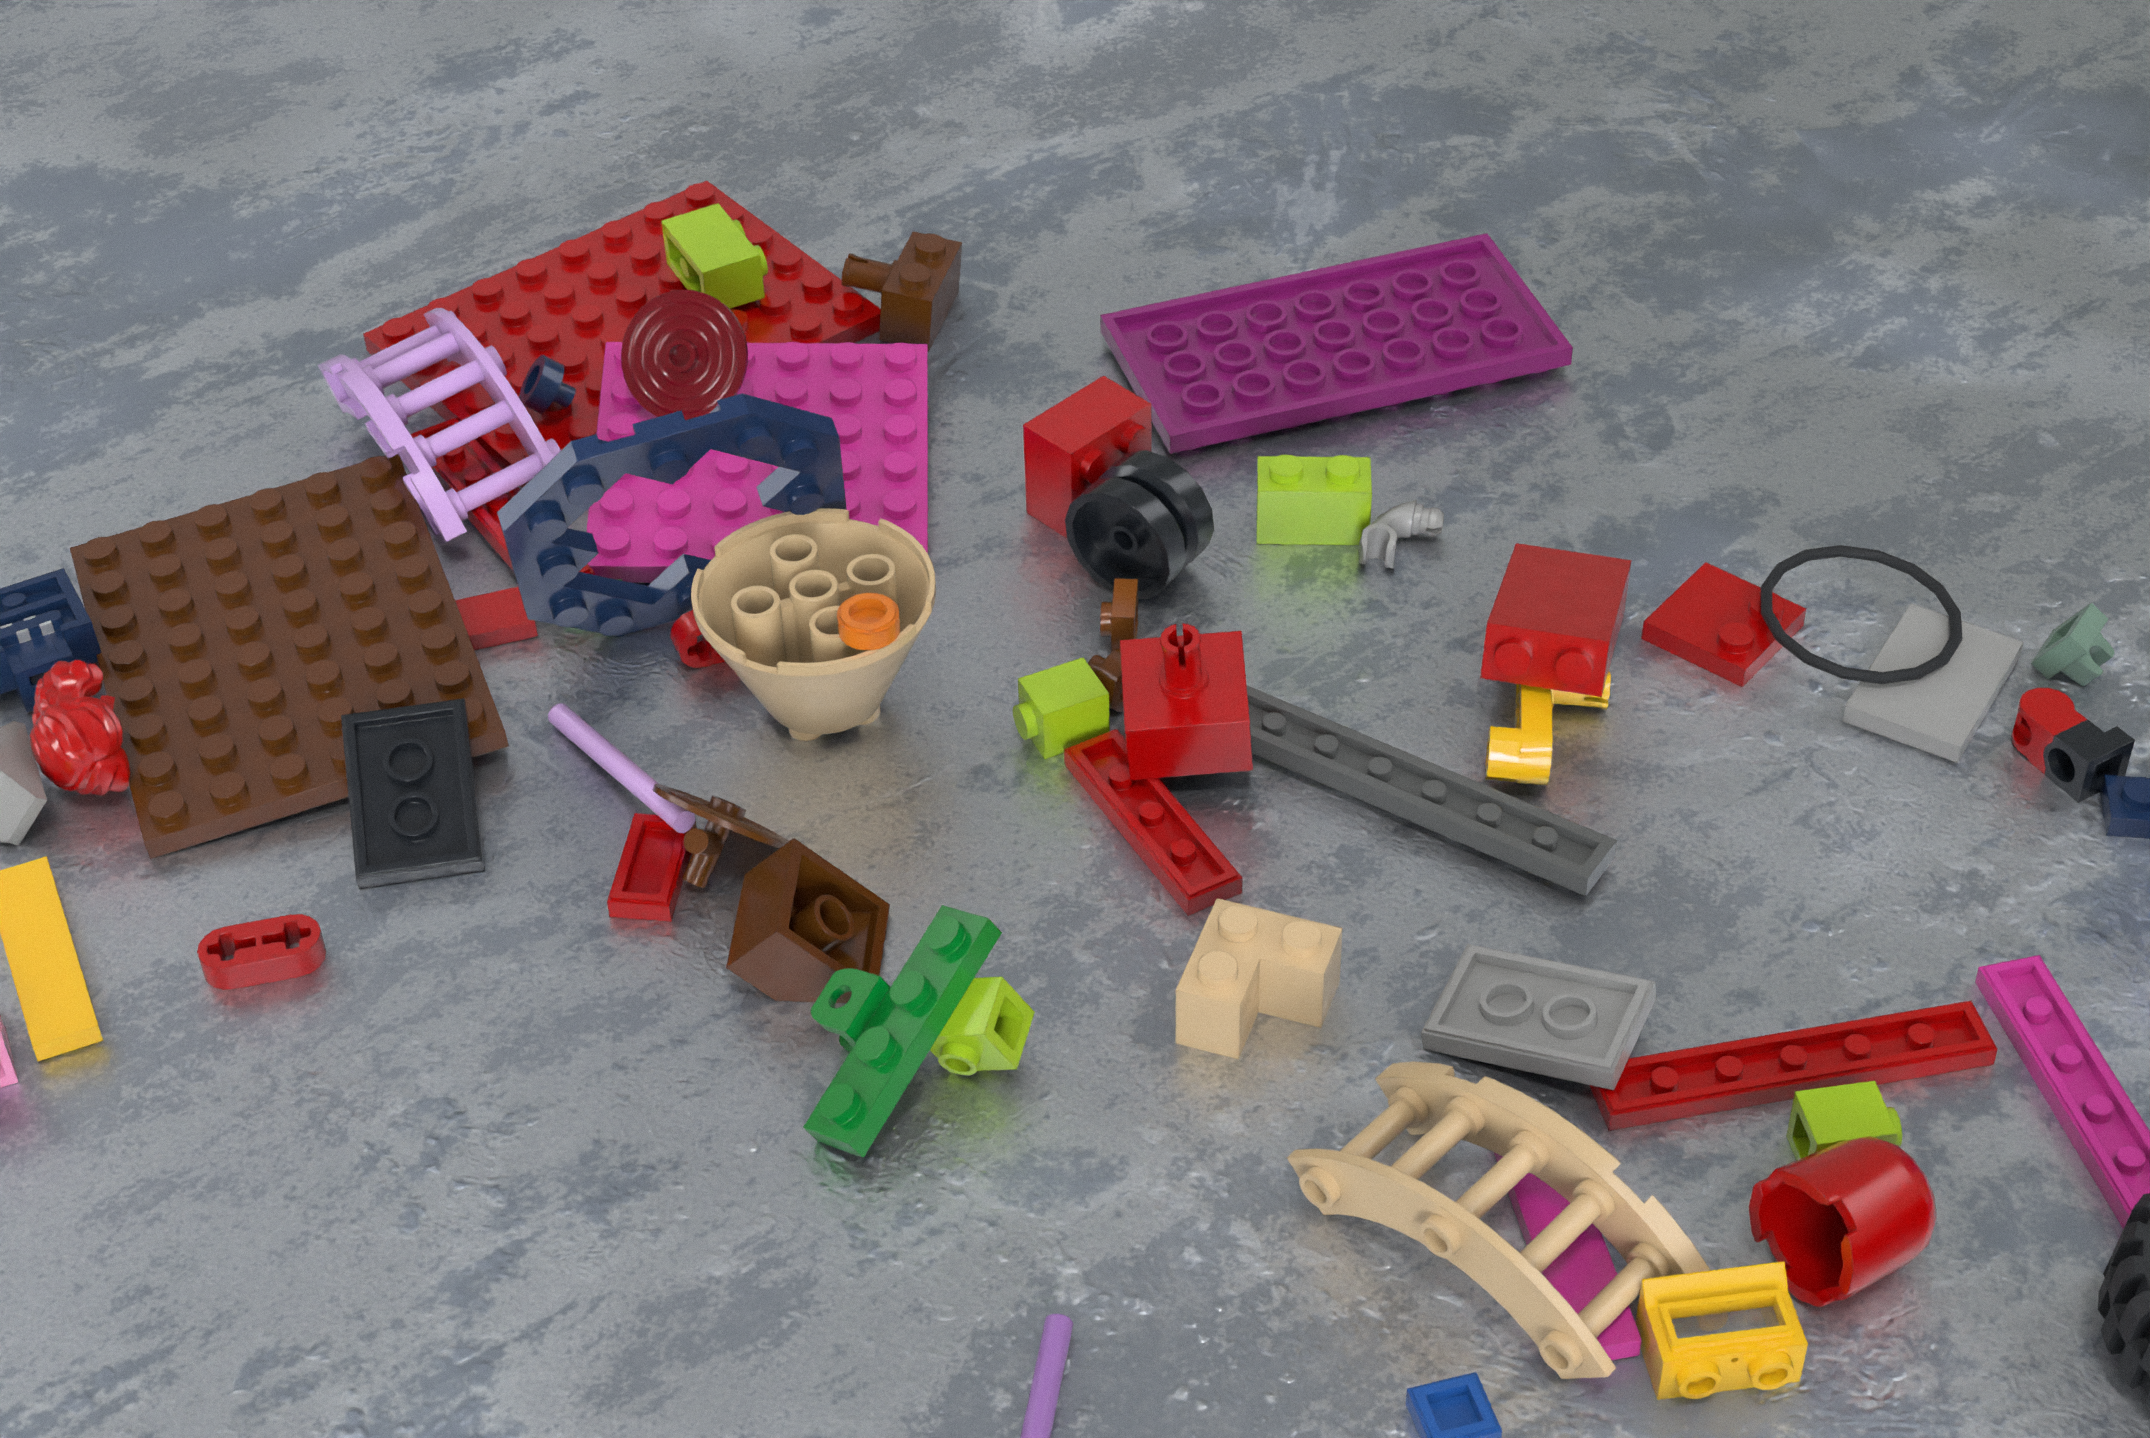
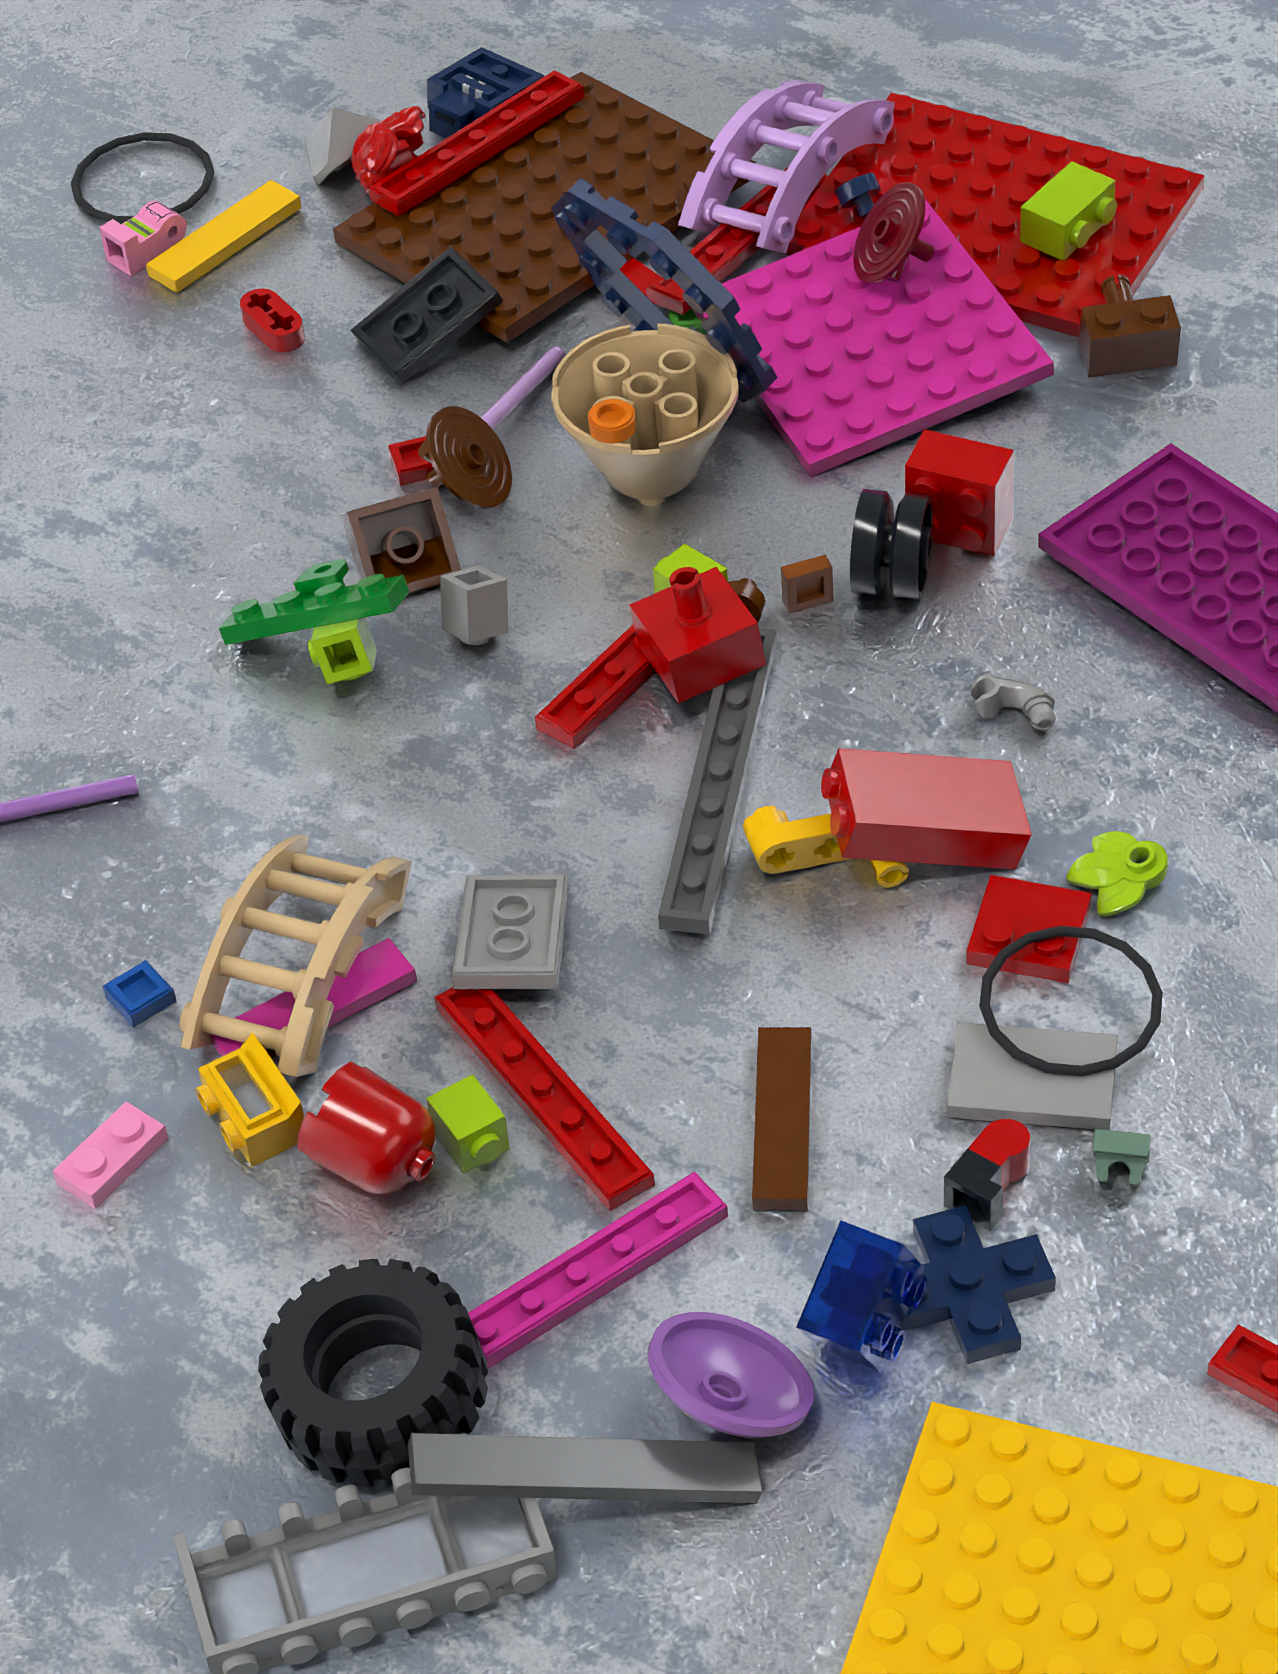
camera: 70 degrees right, 5 degrees up
(134, 661) = (476, 143): none -> red tile
(986, 881) = (474, 604): none -> light grey brick
(1250, 965) = (463, 760): tan brick -> none
(1312, 499) = (1010, 634): lime brick -> none
(1676, 541) = (1119, 870): none -> lime plate
(1920, 879) = (782, 1119): none -> reddish brown tile

